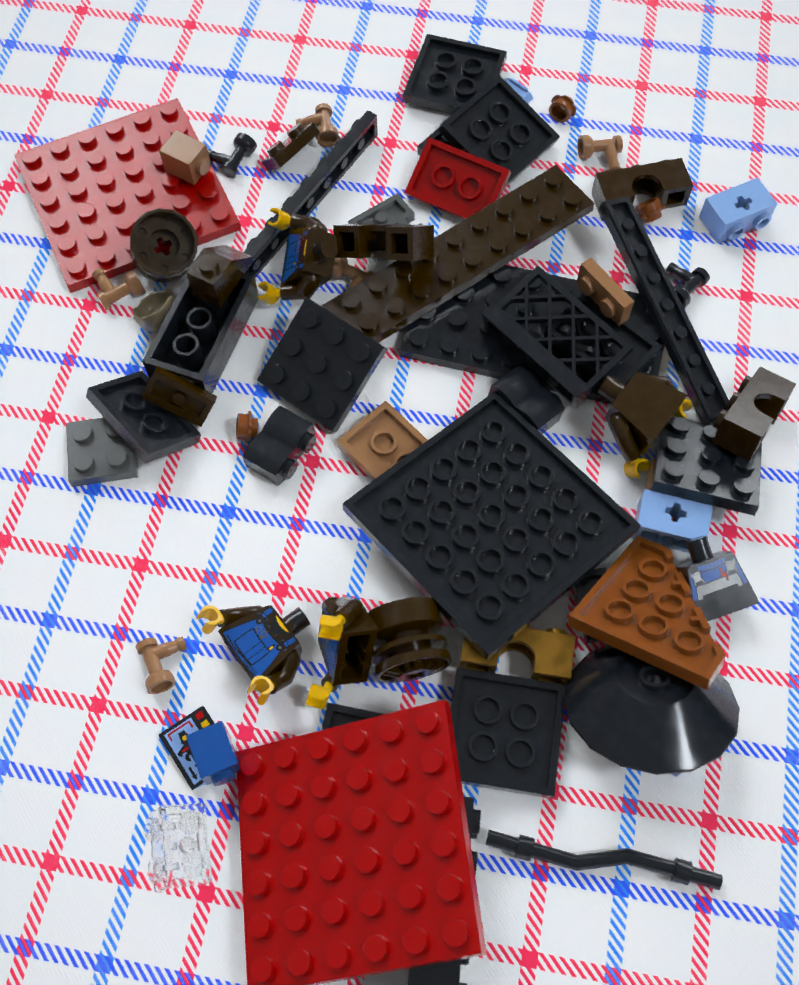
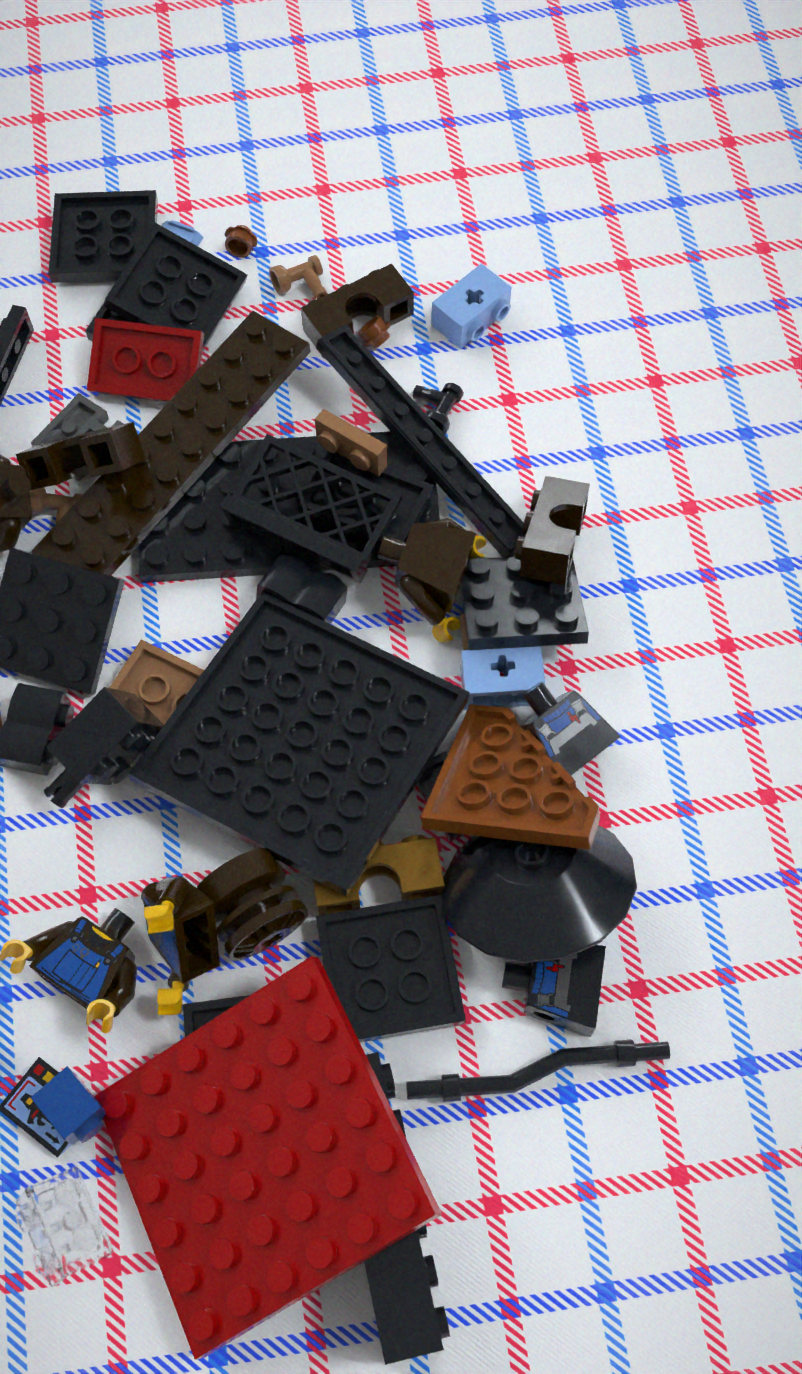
camera: 20 degrees left, 0 degrees up
(329, 472) = (101, 743): none -> black brick
(643, 799) = (561, 990): none -> torso

